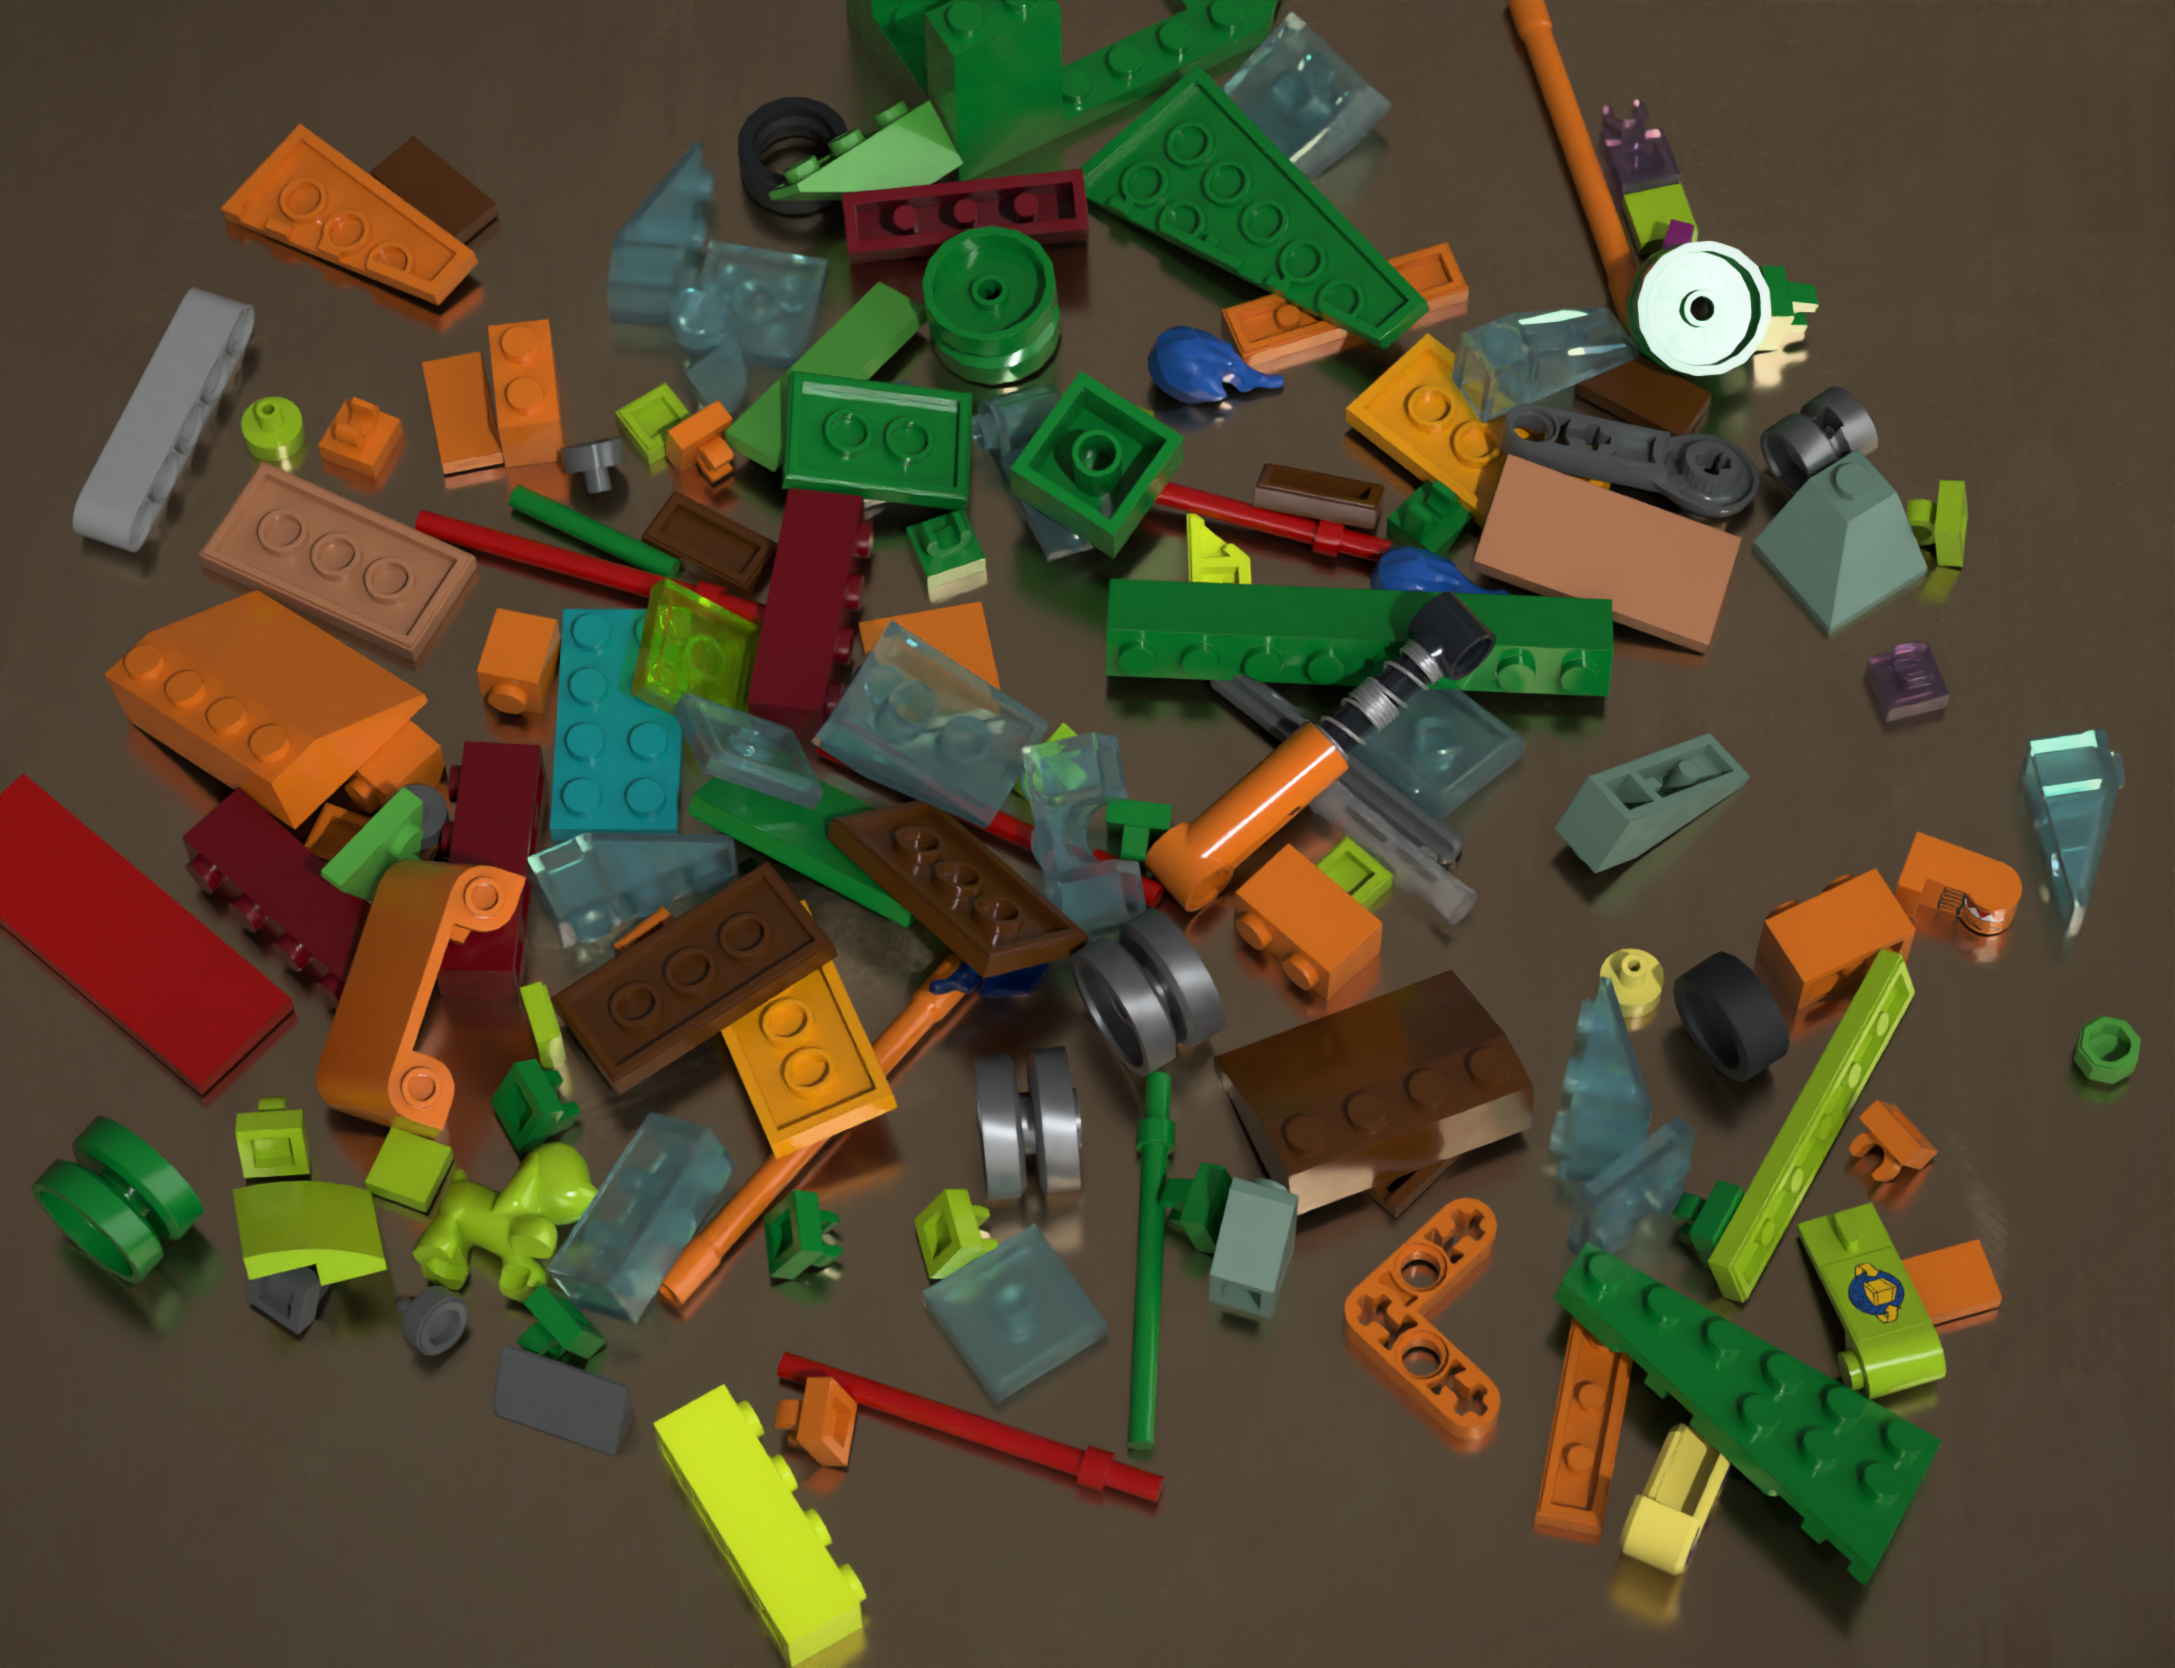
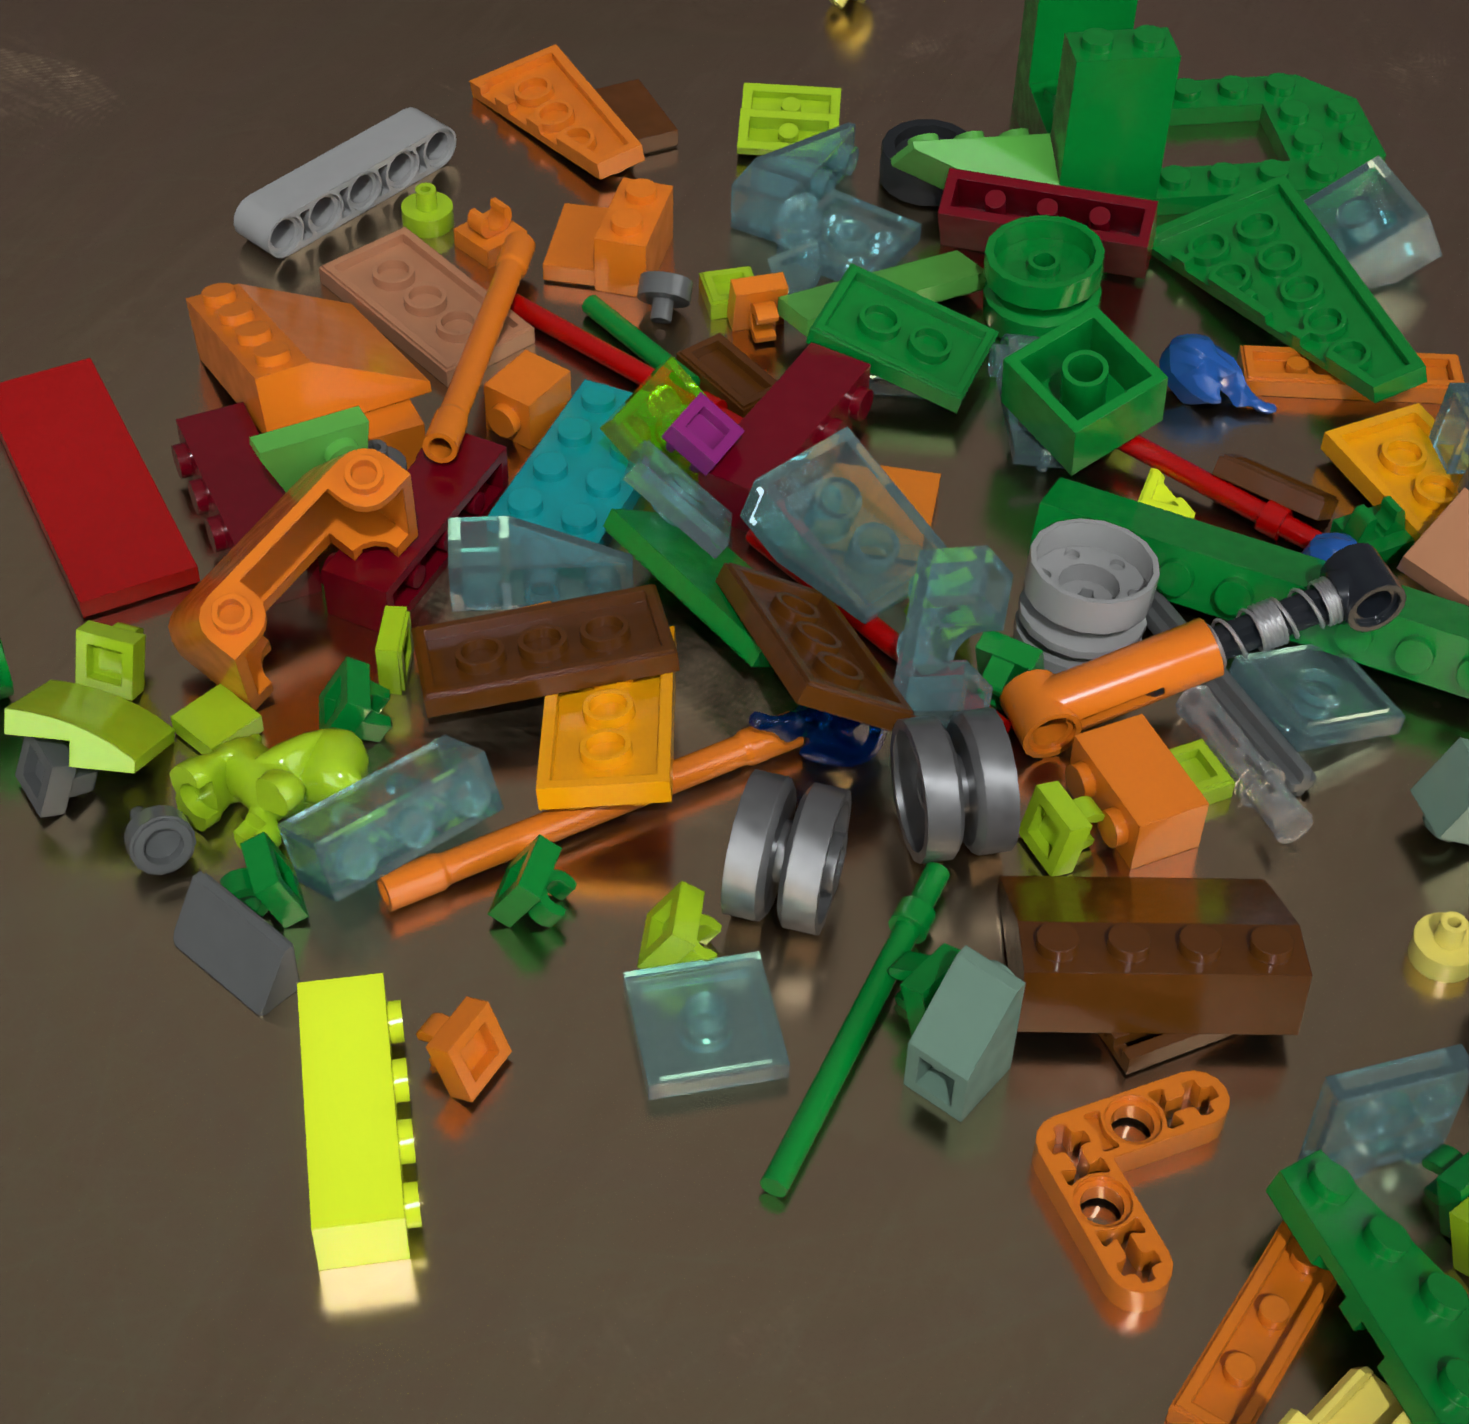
camera: 20 degrees right, 15 degrees down
(475, 740) = (451, 419): none -> orange piece
(610, 140) = (783, 115): none -> lime slope
(740, 665) = (702, 434): none -> magenta tile
(945, 549) = (928, 433): green tile -> none
(1093, 1466) = (711, 1187): red bar -> none
(1188, 724) = (1085, 591): none -> light grey wheel
(1252, 990) = (1058, 827): none -> lime tile
(1610, 1096) = (1384, 1017): clear light blue slope -> none

